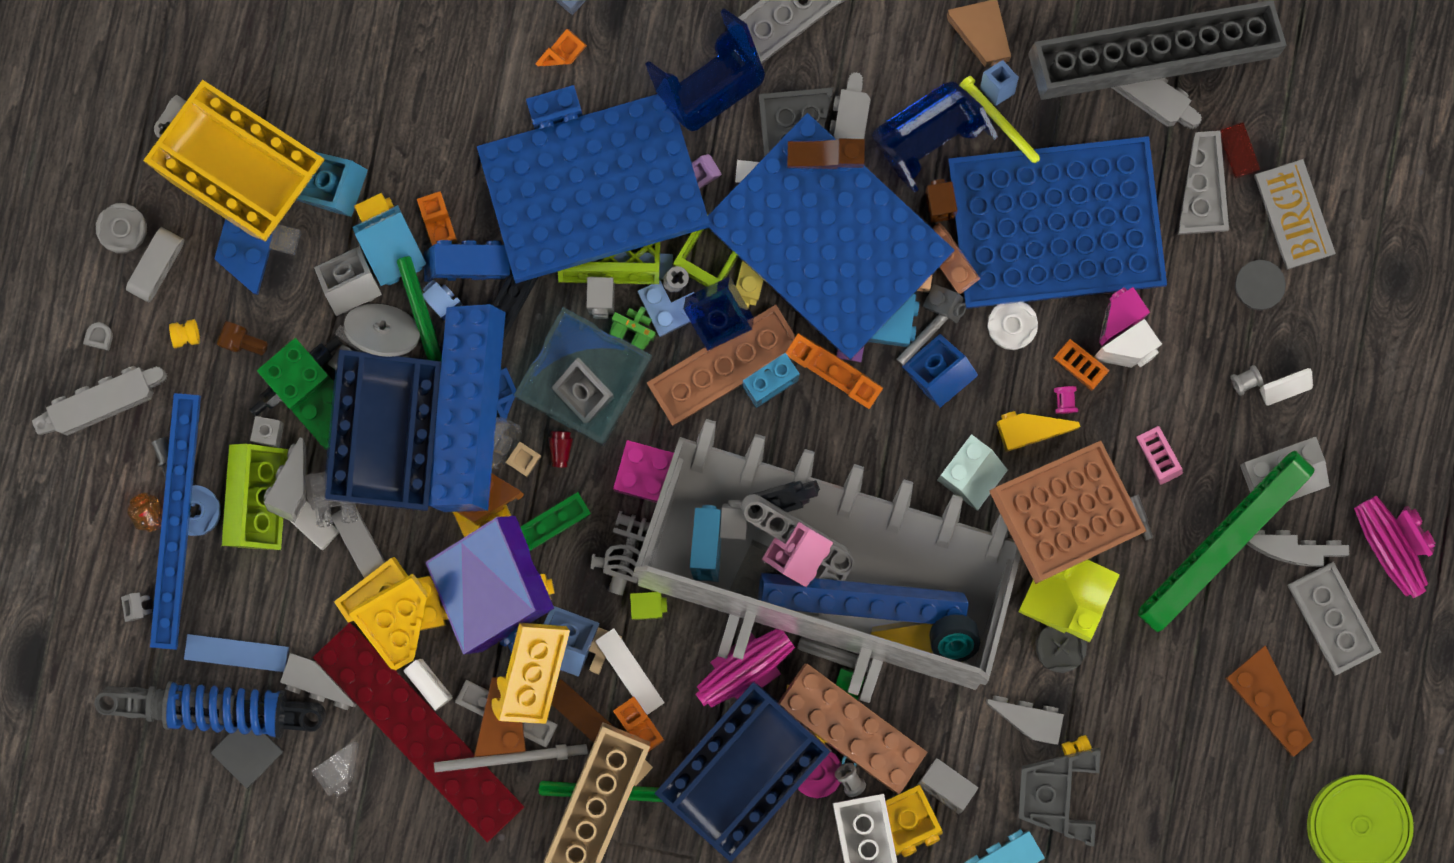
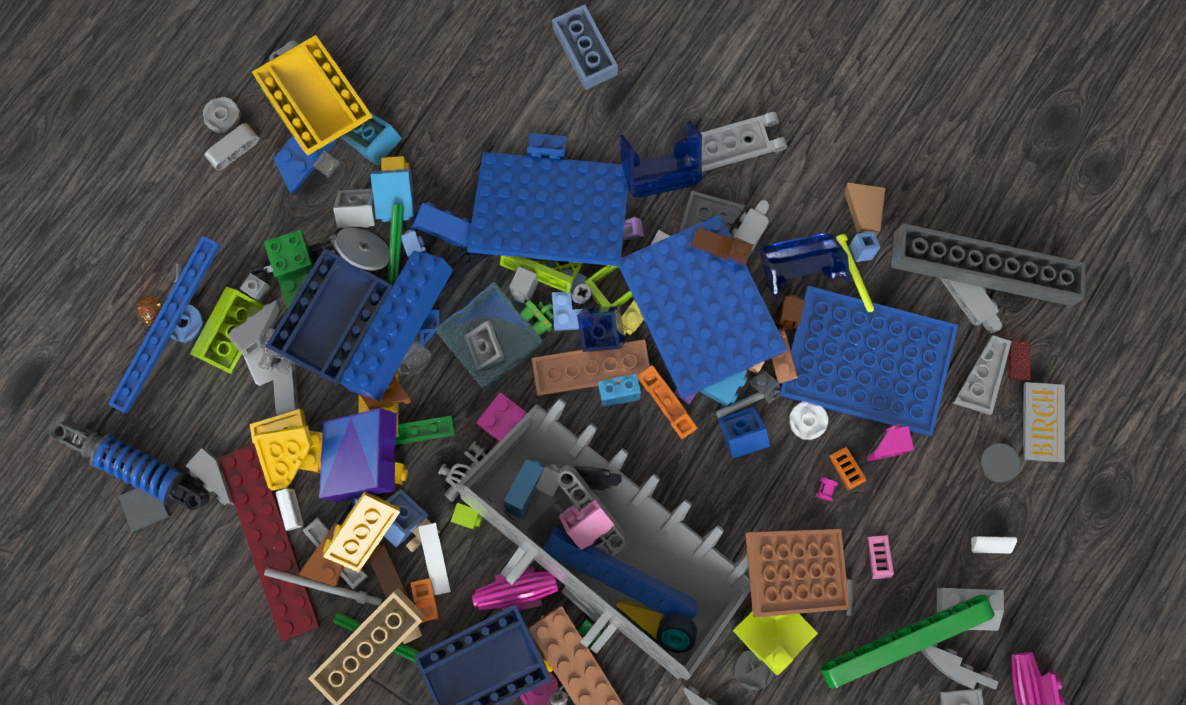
camera: 25 degrees right, 5 degrees down
(99, 336) = (174, 180): light grey tile -> none
(99, 402) = (154, 224): light grey hinge -> none
(132, 606) = (111, 372): light grey tile -> none
(181, 334) = (228, 199): yellow wheel -> none
(235, 339) = (265, 218): reddish brown axle -> none
(236, 653) = (167, 432): medium blue tile -> none
(338, 770) = (199, 545): clear slope -> none
(436, 218) = (435, 189): orange slope -> none
(523, 459) = (423, 377): tan plate -> none
(560, 447) = (452, 379): dark red cone -> none
(563, 51) = (568, 112): orange slope -> none
(973, 472) = (739, 514): light aqua slope -> none
(1027, 429) = (790, 499): yellow slope -> none
(1132, 347) = (890, 470): white slope -> none
(1247, 380) = (965, 528): light grey bush -> none

